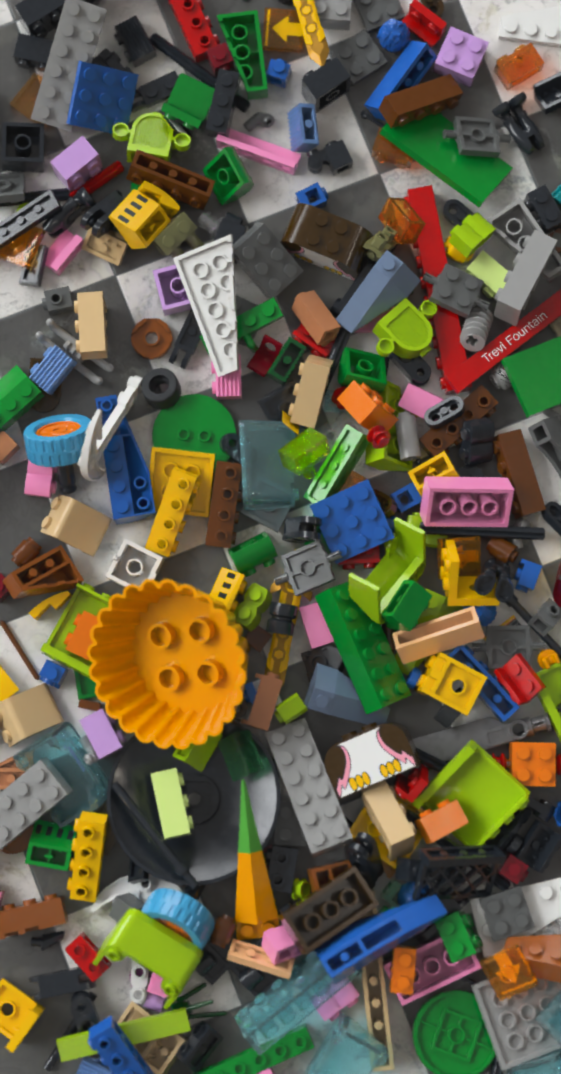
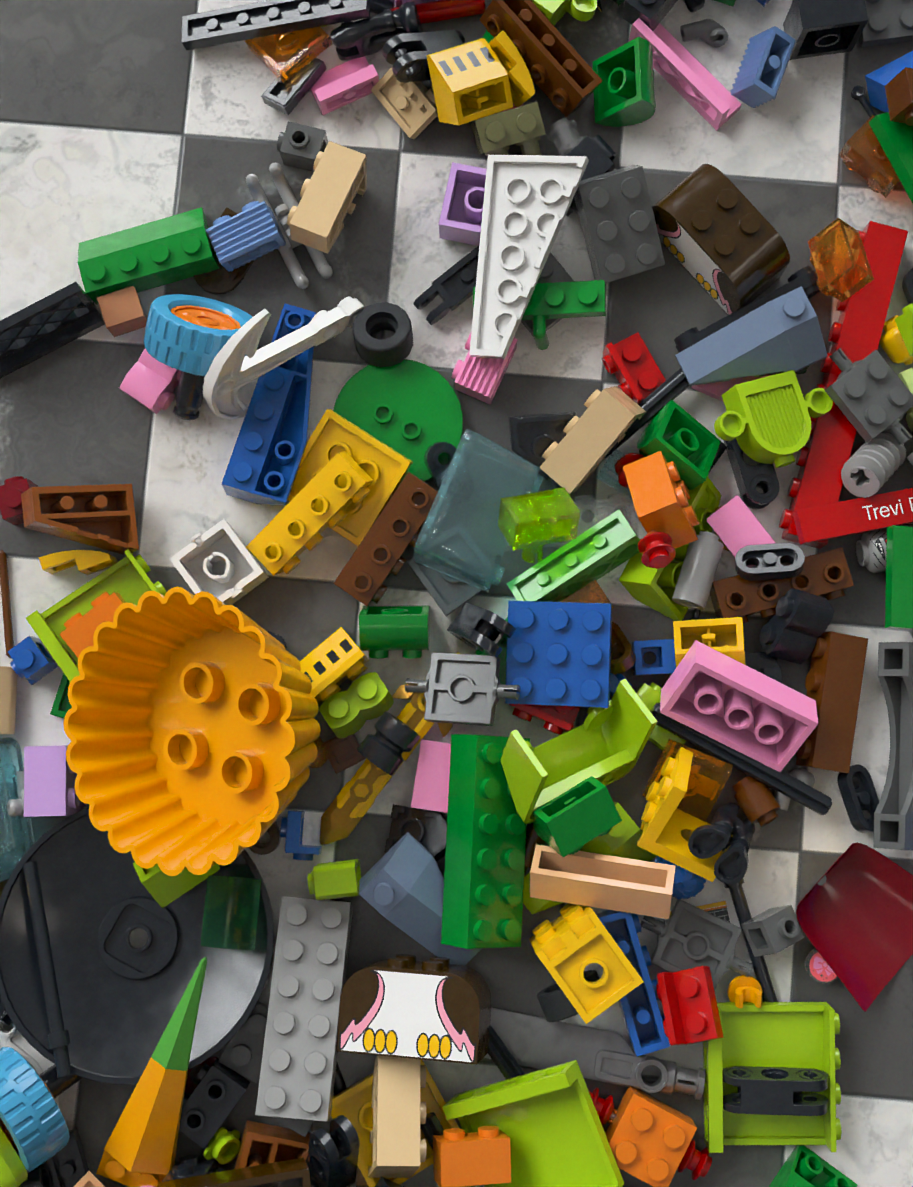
camera: 30 degrees right, 0 degrees up
(25, 552) = (81, 470): reddish brown brick -> none
(75, 524) = (169, 467): tan piece -> none
(89, 705) = (55, 727): reddish brown tile -> none
(157, 349) = (411, 278): dark orange tile -> none
(172, 803) = (93, 935): yellowish green brick -> none
(222, 931) = (78, 1155): reddish brown brick -> none
(264, 356) = (550, 361): dark red bracket -> none
(264, 701) = (302, 851): nougat brick -> none
(286, 361) = (578, 380): dark green brick -> none
(286, 420) = (535, 462): yellow sticker -> none
(312, 191) = (732, 163): blue brick -> none
(315, 317) = (650, 339): nougat brick -> none
(333, 154) = (787, 127): black brick -> none
(380, 243) = (794, 274): olive hips -> none
(413, 677) = (536, 921): blue tile -> none
(413, 786) = (457, 1082): red bracket -> none
(527, 575) = (773, 855): blue brick -> none

